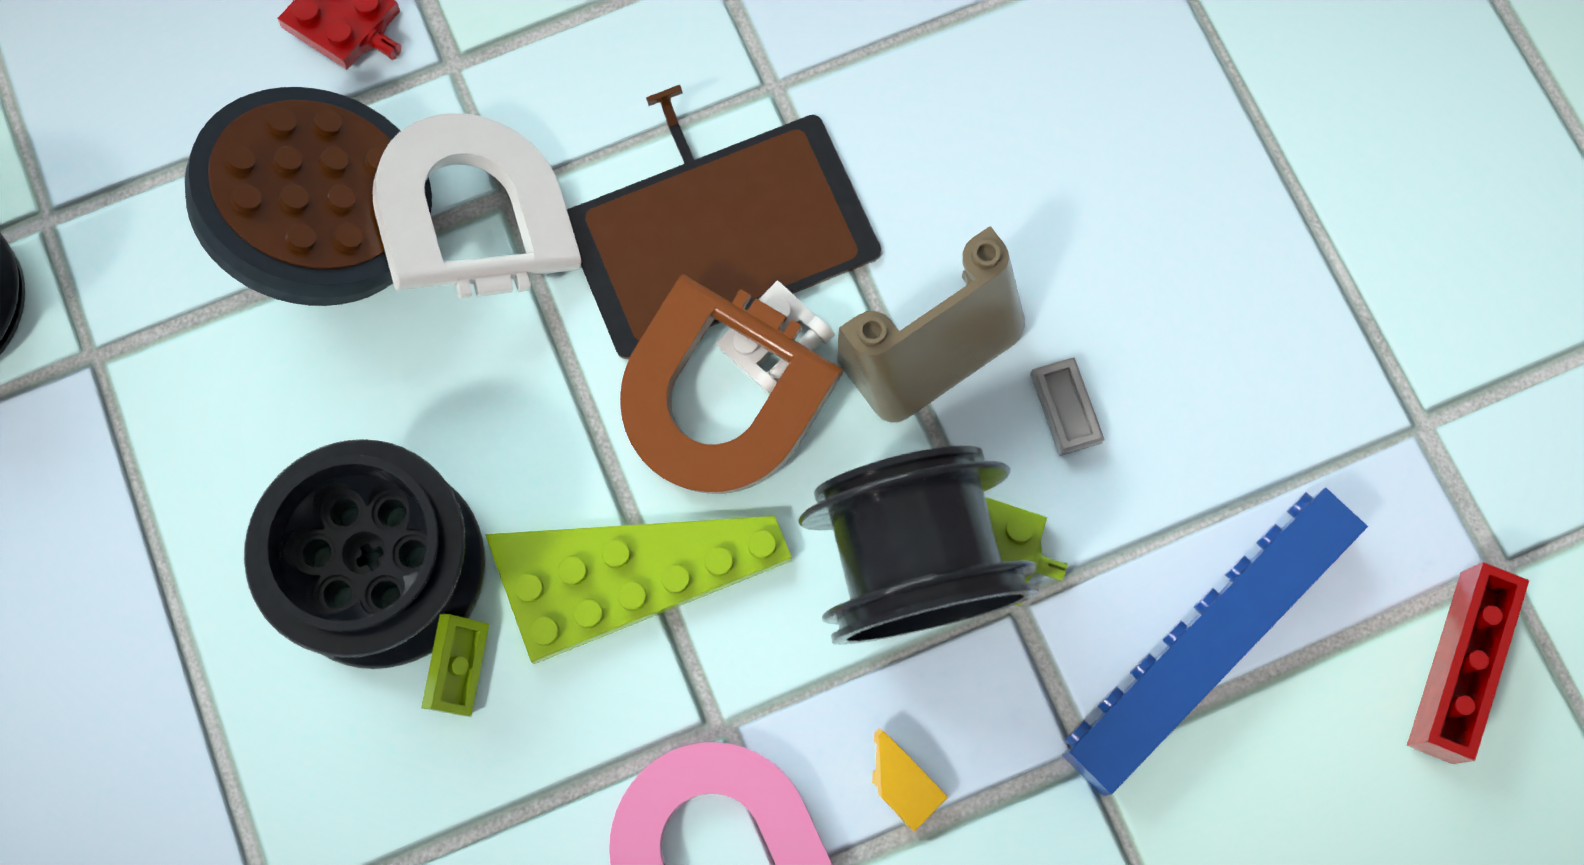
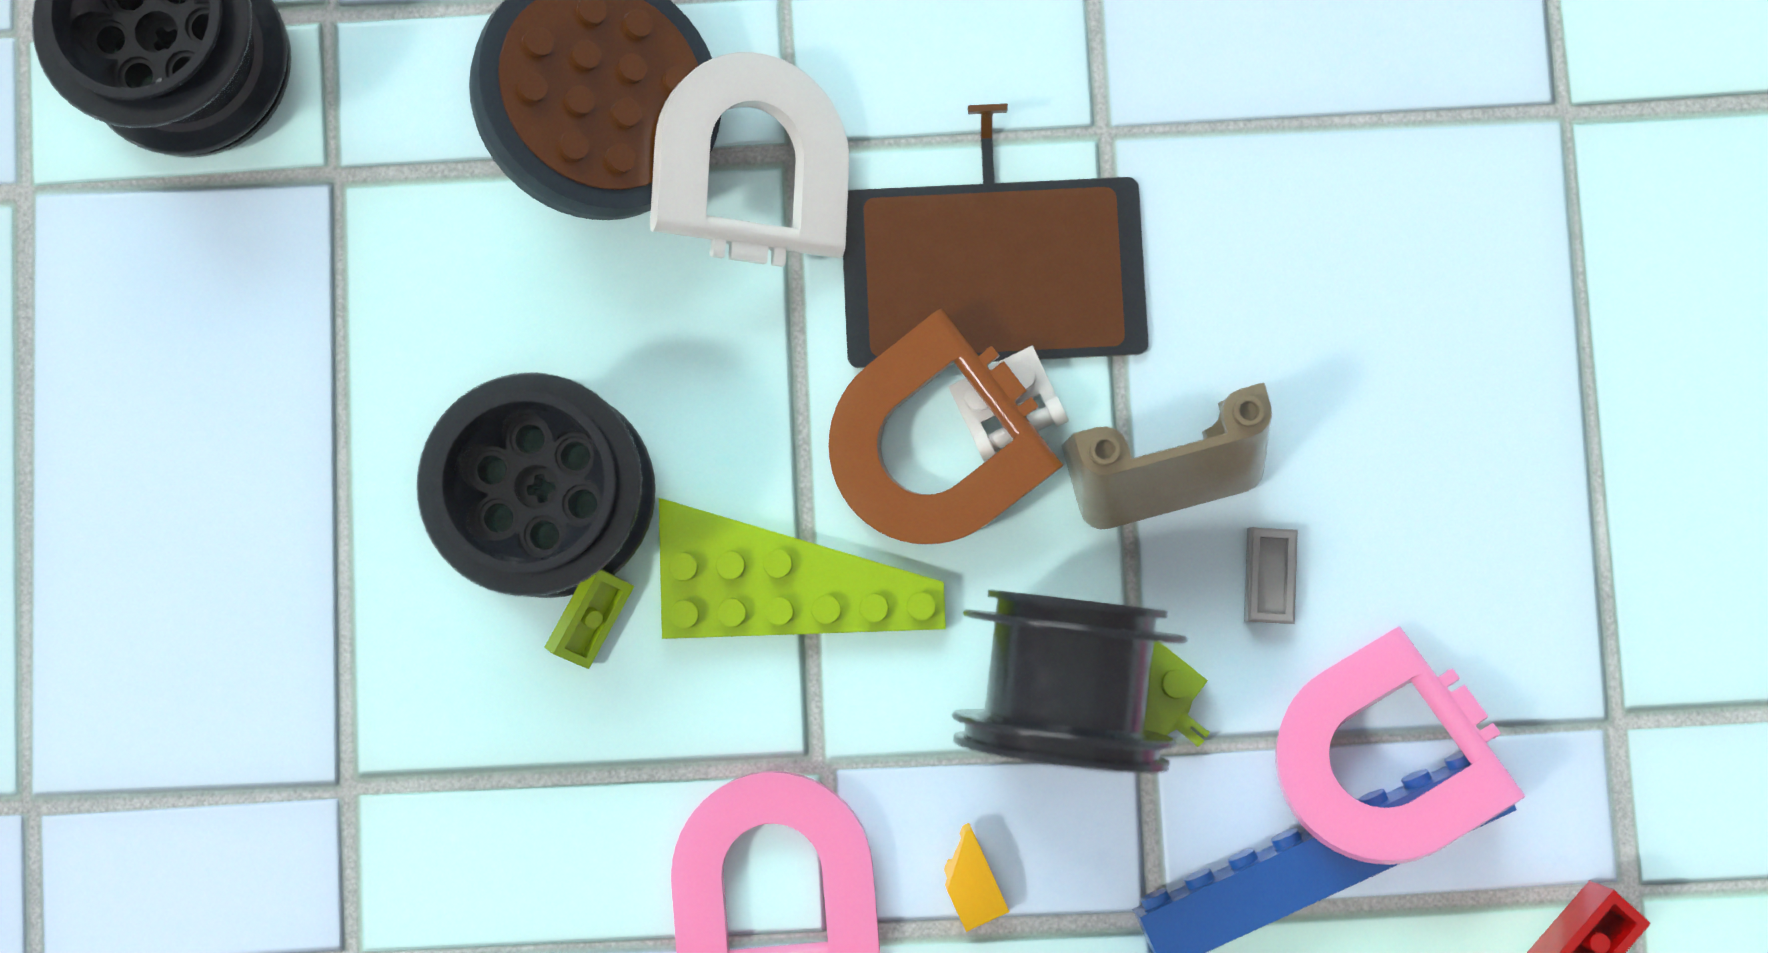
camera: 20 degrees right, 10 degrees up
(1247, 590) = (1404, 831): none -> bright pink piece

